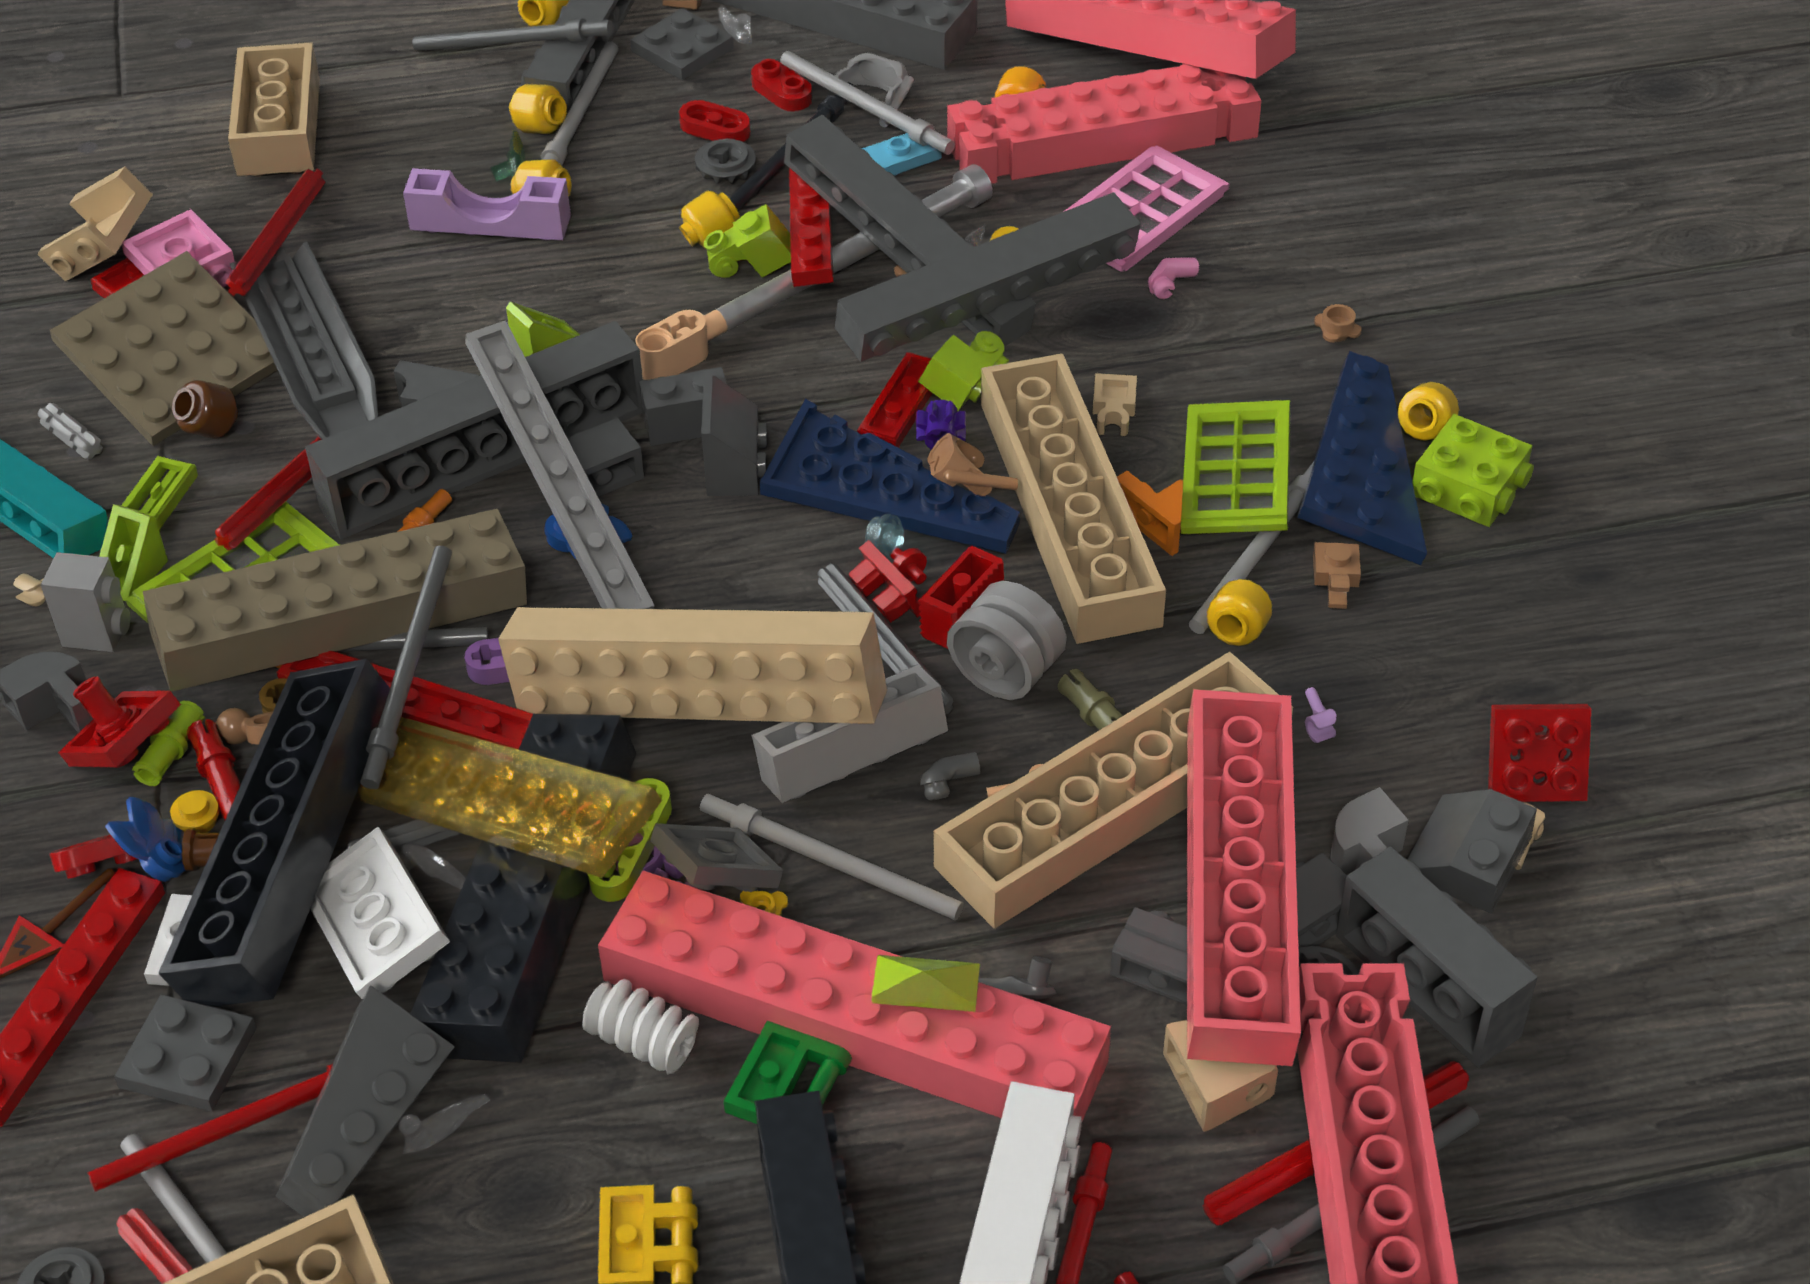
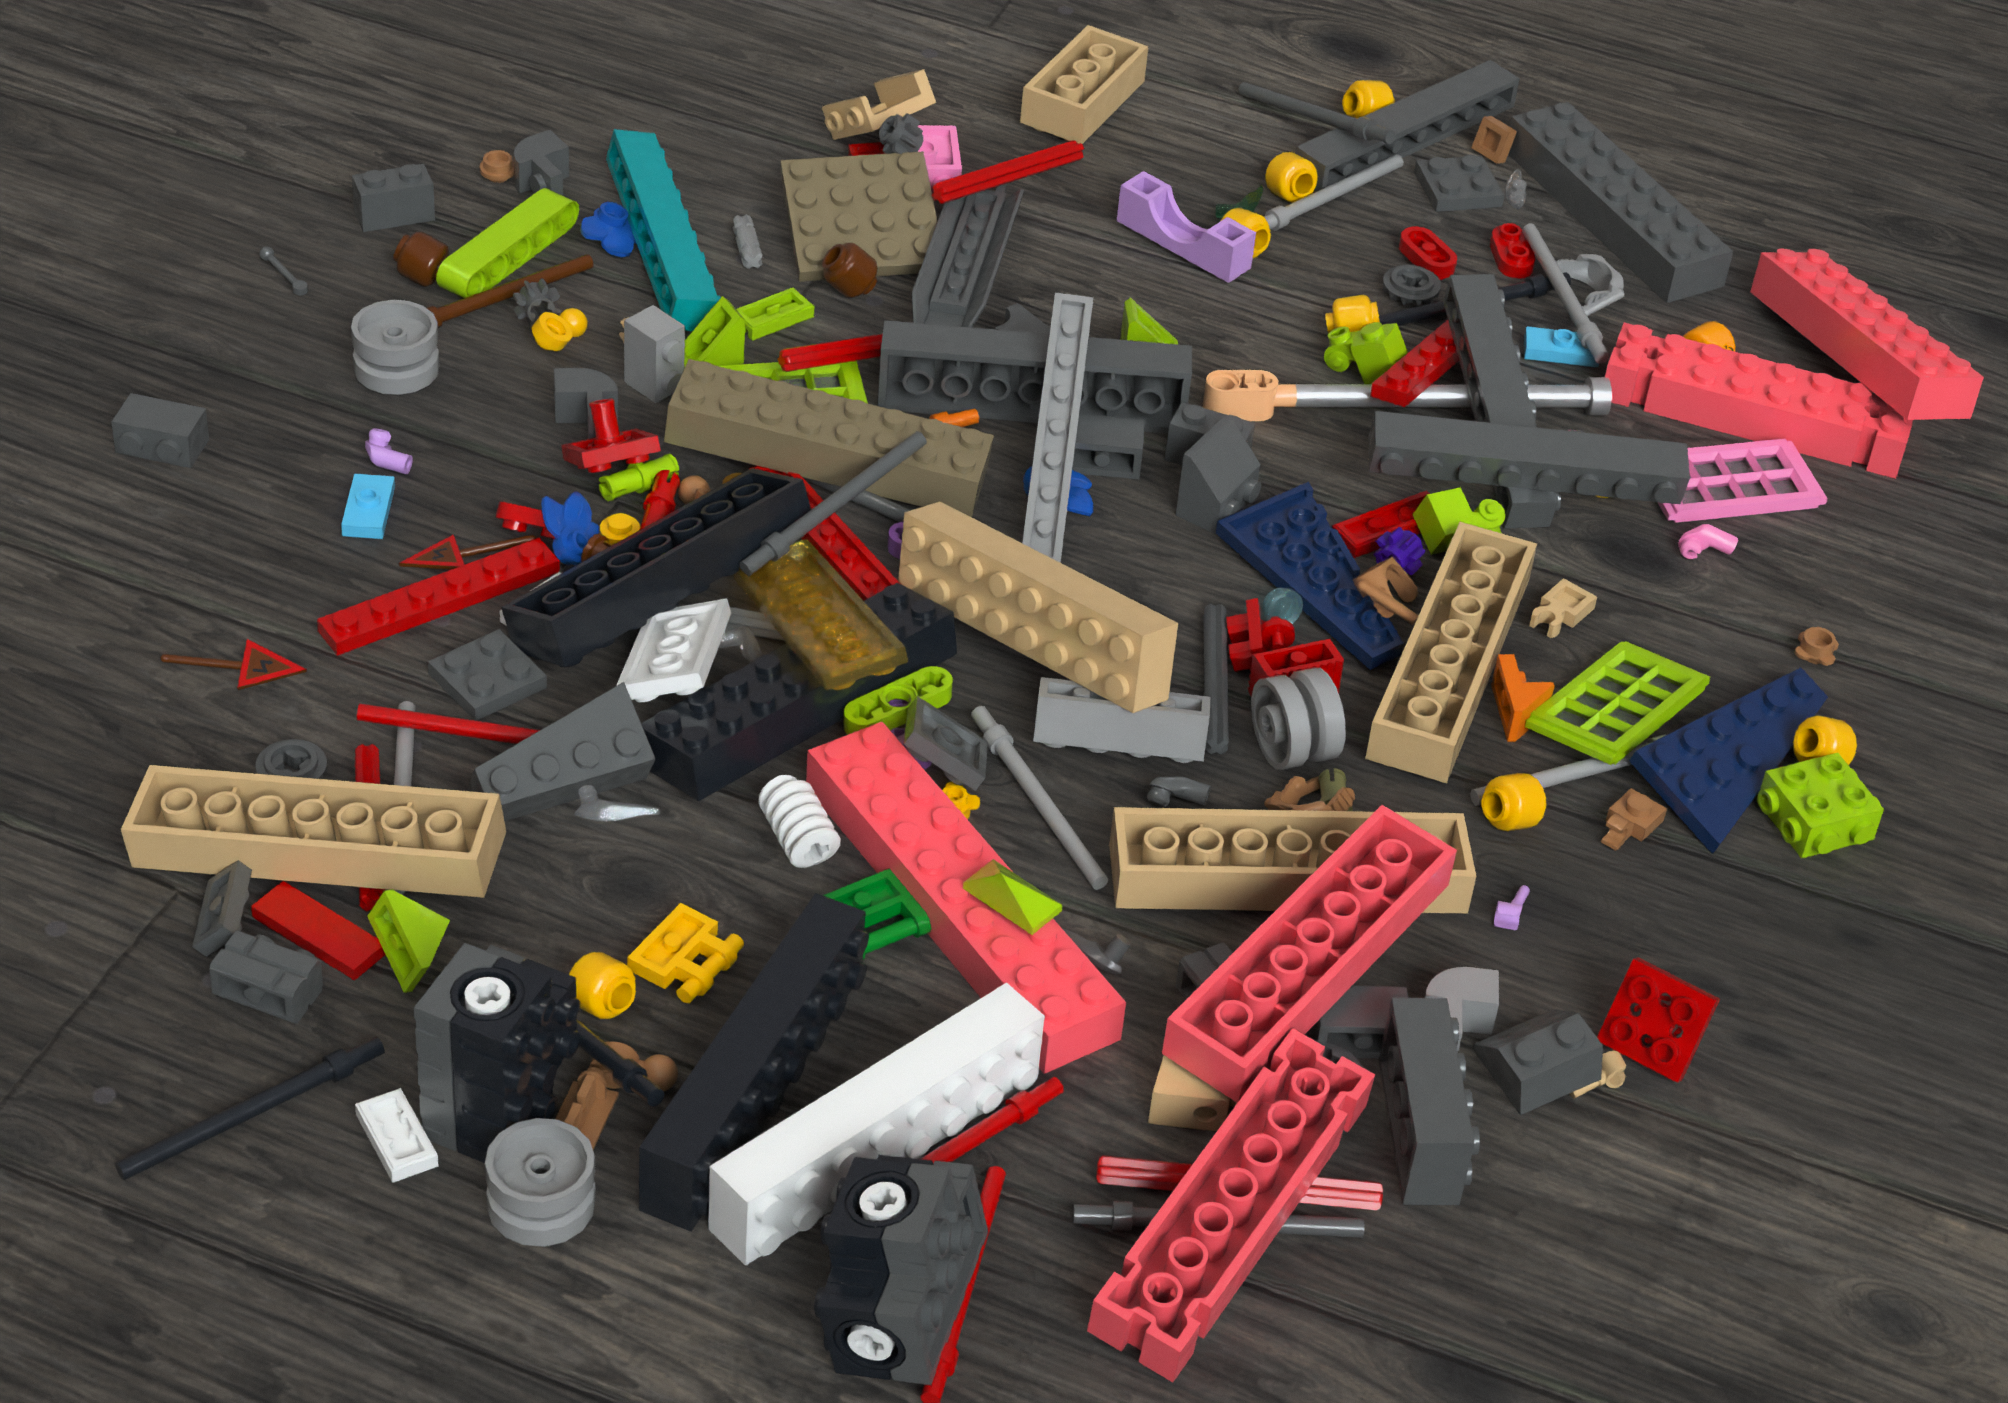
camera: 30 degrees right, 5 degrees down
(153, 245) = (901, 134): none -> dark grey gear
(1046, 728) = (1299, 787): none -> medium nougat helmet

